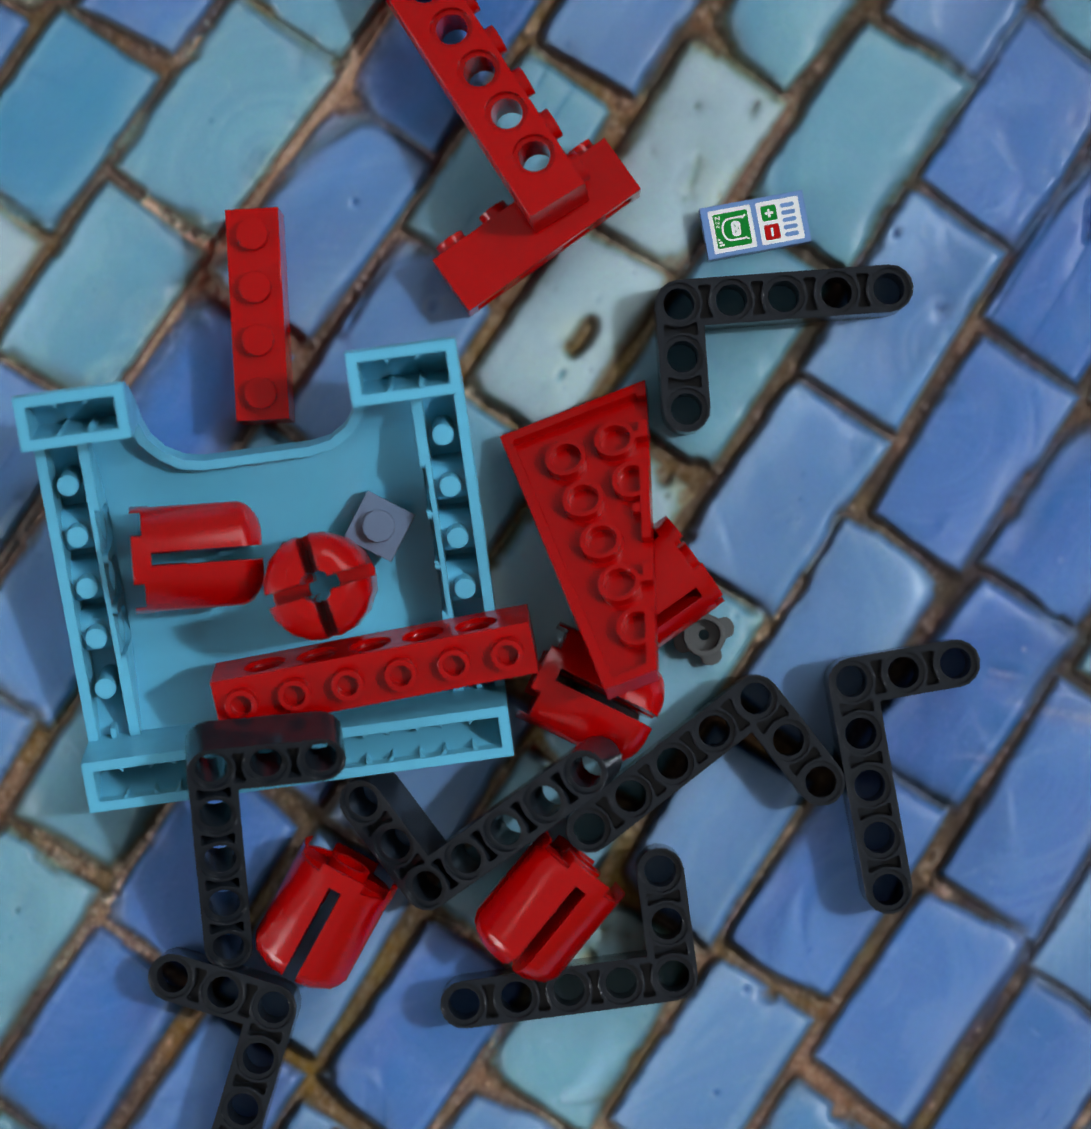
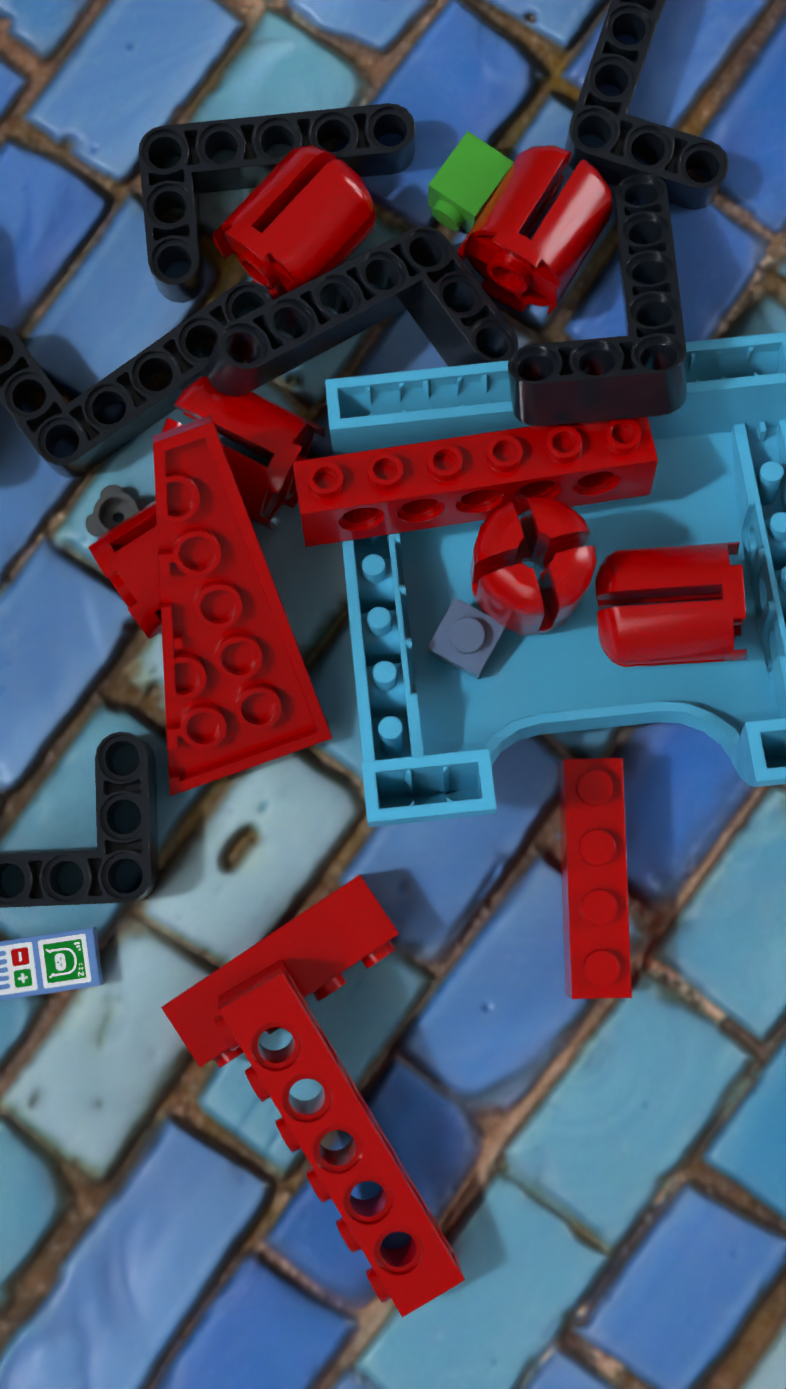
camera: 175 degrees left, 5 degrees down
(389, 957) = (466, 183): none -> bright green brick

